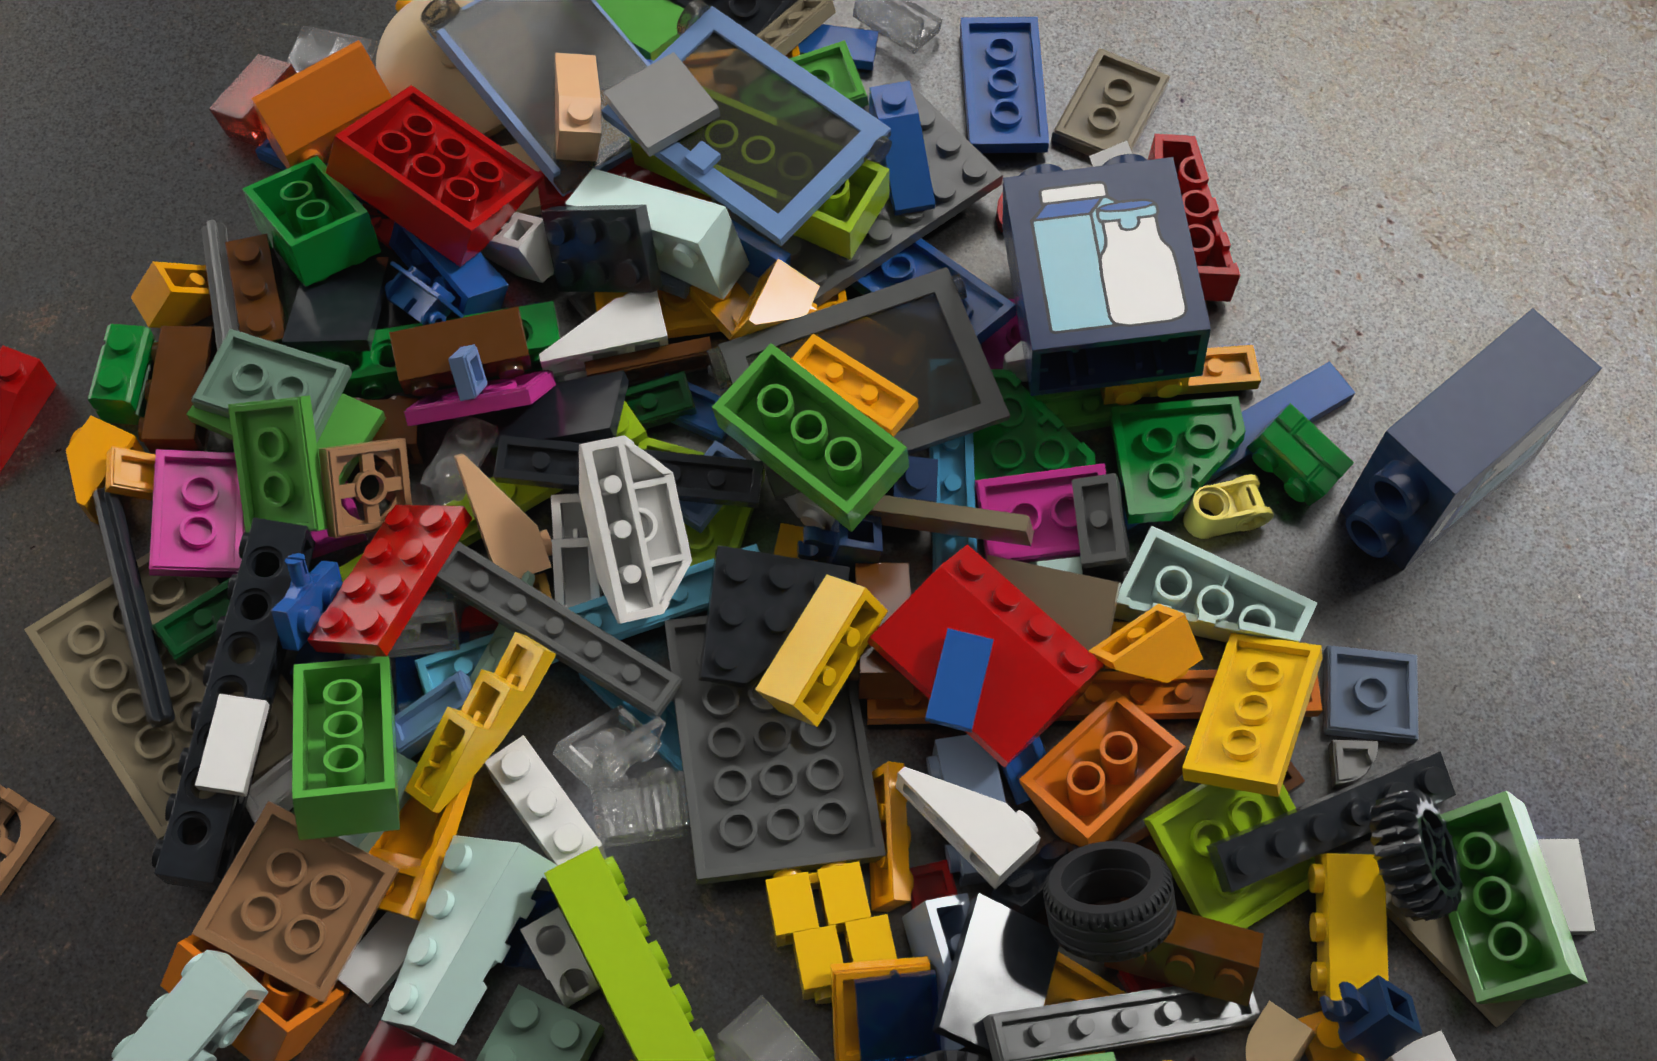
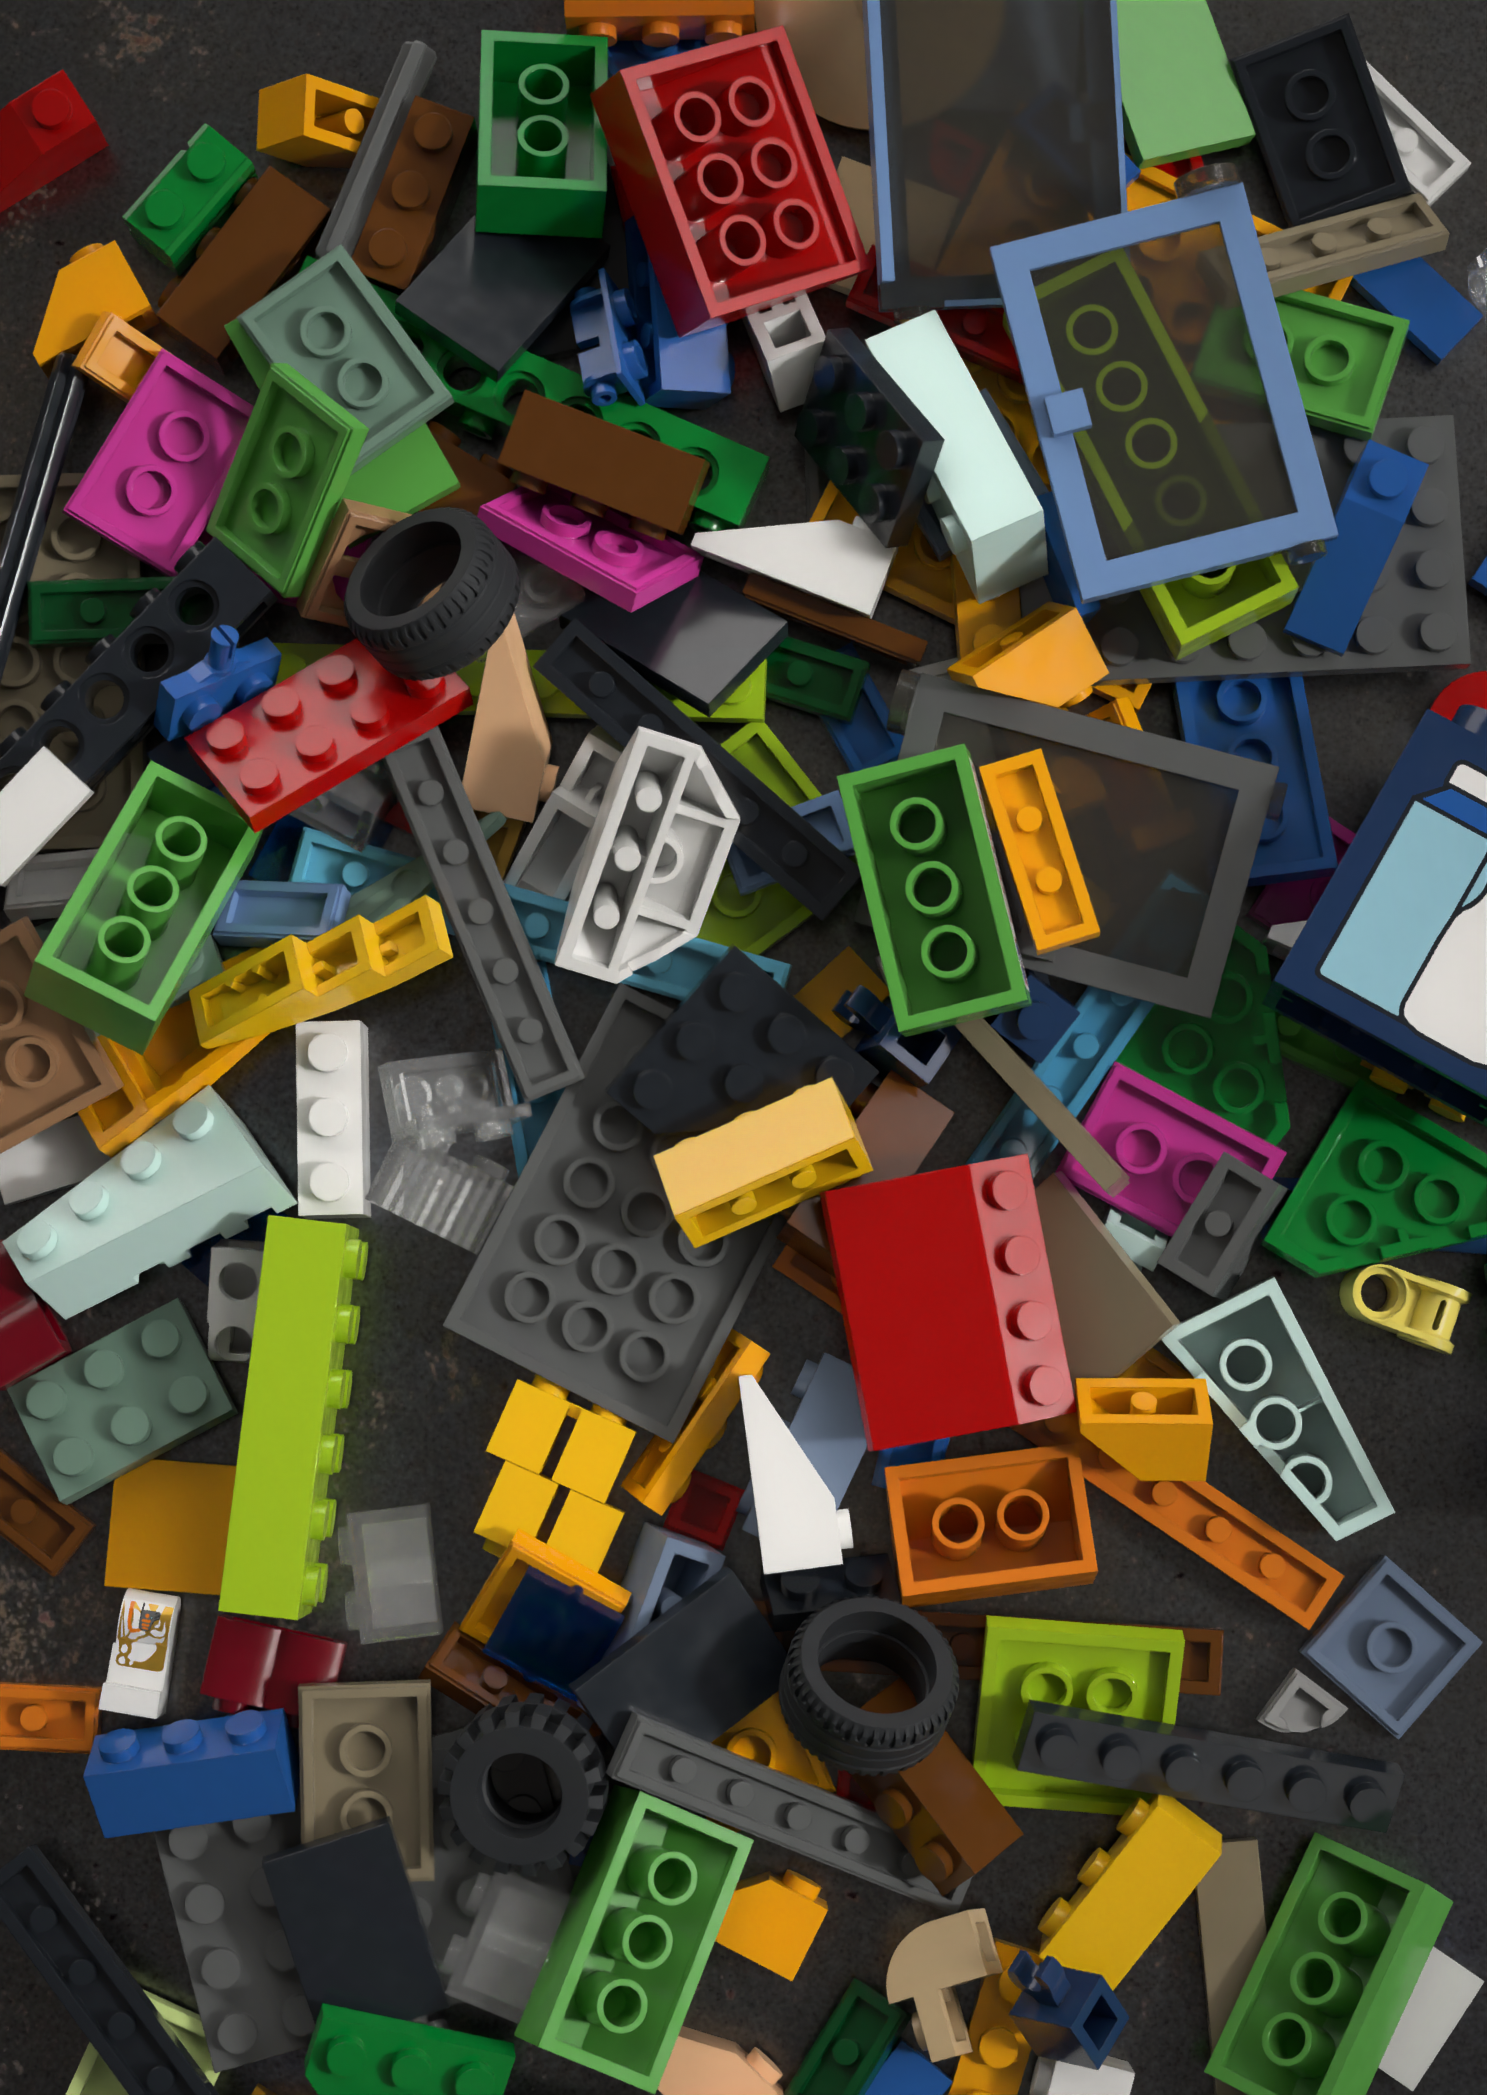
camera: 35 degrees right, 20 degrees up
(407, 462) = (455, 622): none -> black tyre
(468, 372) = (582, 515): medium blue tile -> none
(577, 107) = (979, 195): light nougat slope -> none
(661, 104) = (1069, 296): light grey tile -> none
(959, 680) = (885, 1320): blue tile -> none
(1253, 714) = (1206, 1590): yellow plate -> none
(1415, 855) = (1257, 1879): black gear -> none

